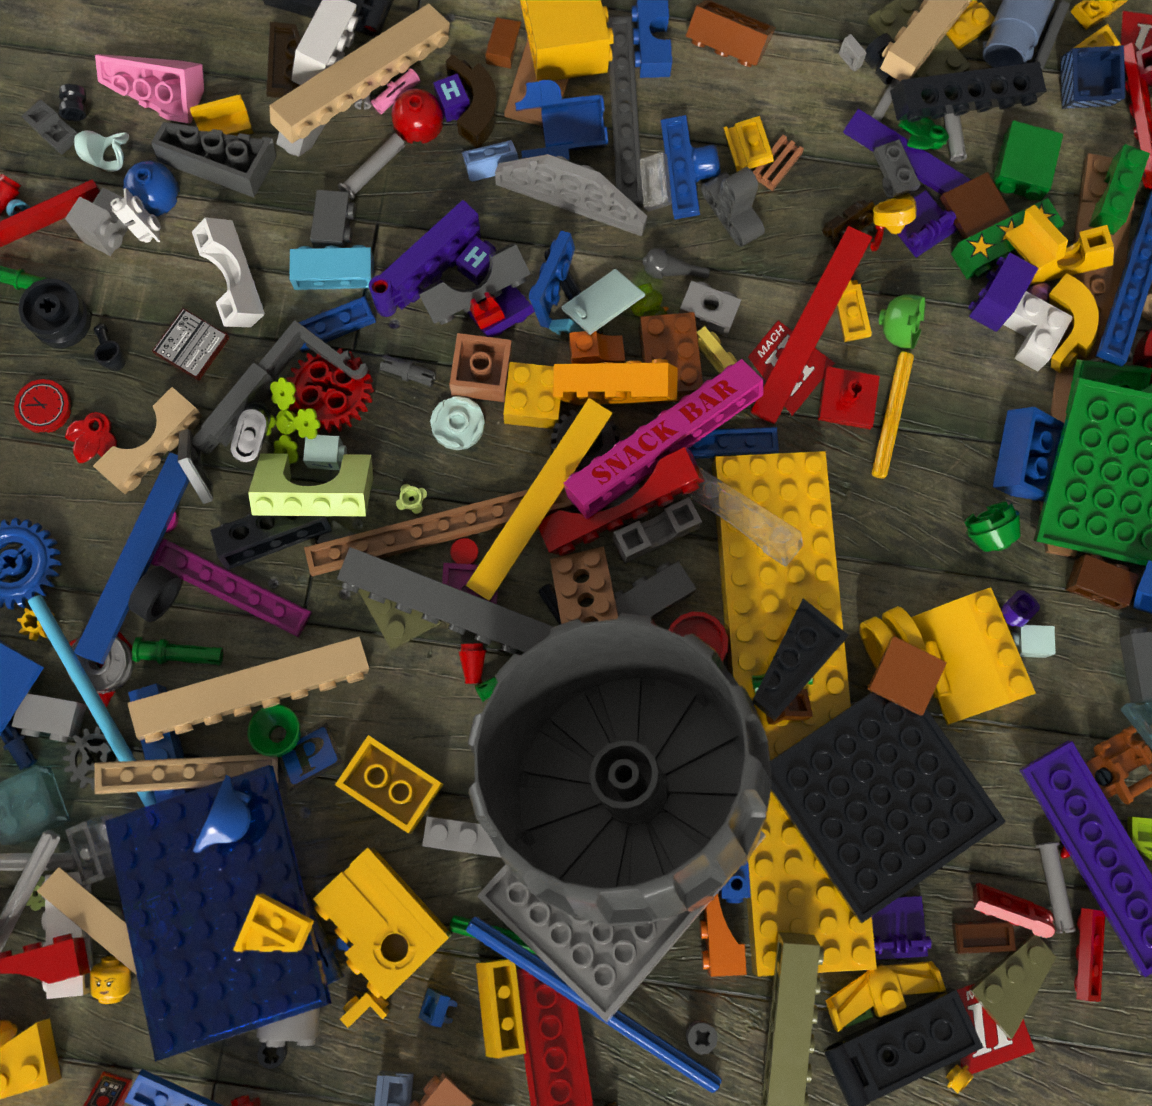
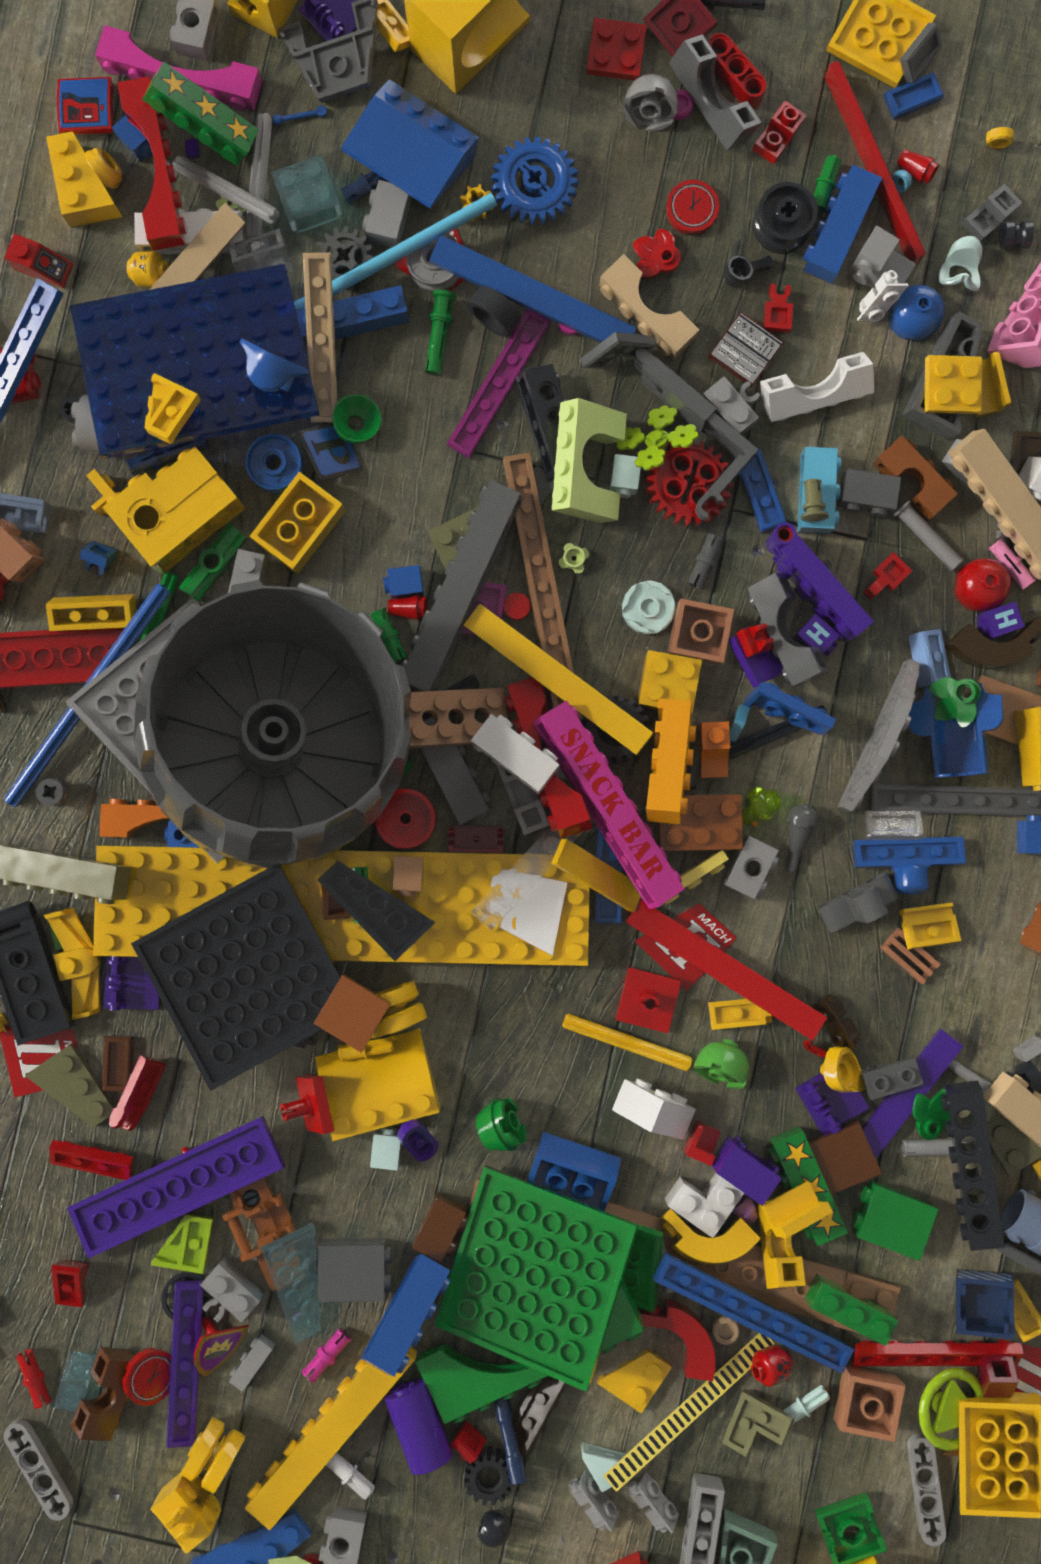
camera: 100 degrees right, 10 degrees up
(61, 259) = (842, 223): none -> blue brick
(152, 317) = (778, 312): none -> red plate
(223, 143) = (953, 384): none -> yellow plate
(247, 349) = (733, 406): none -> light grey brick
(248, 688) = (394, 395): tan brick -> none
(250, 431) = (647, 404): brick -> none
(307, 817) = (265, 450): none -> blue wheel
(327, 163) = (933, 489): none -> dark orange arch
(348, 264) = (814, 505): none -> olive pin
(413, 198) = (889, 574): none -> red plate
(421, 864) = (224, 548): none -> green piece
(447, 668) = (403, 582): none -> blue brick
(536, 127) = (954, 702): none -> green plate
(602, 301) = (761, 758): light aqua container -> none
(622, 527) = (515, 753): none -> white wedge
(708, 575) = (475, 839): none -> dark red hinge
(734, 447) = (596, 874): none -> yellow tile
(756, 631) = (408, 875): none -> medium nougat brick
(783, 498) = (536, 913): none -> white sticker
(959, 380) = (654, 1110): none -> white brick
(981, 339) = (702, 1143): none -> red panel
(1001, 717) = (312, 1105): none -> red tile
(1056, 887) = (156, 1137): light grey pin -> none

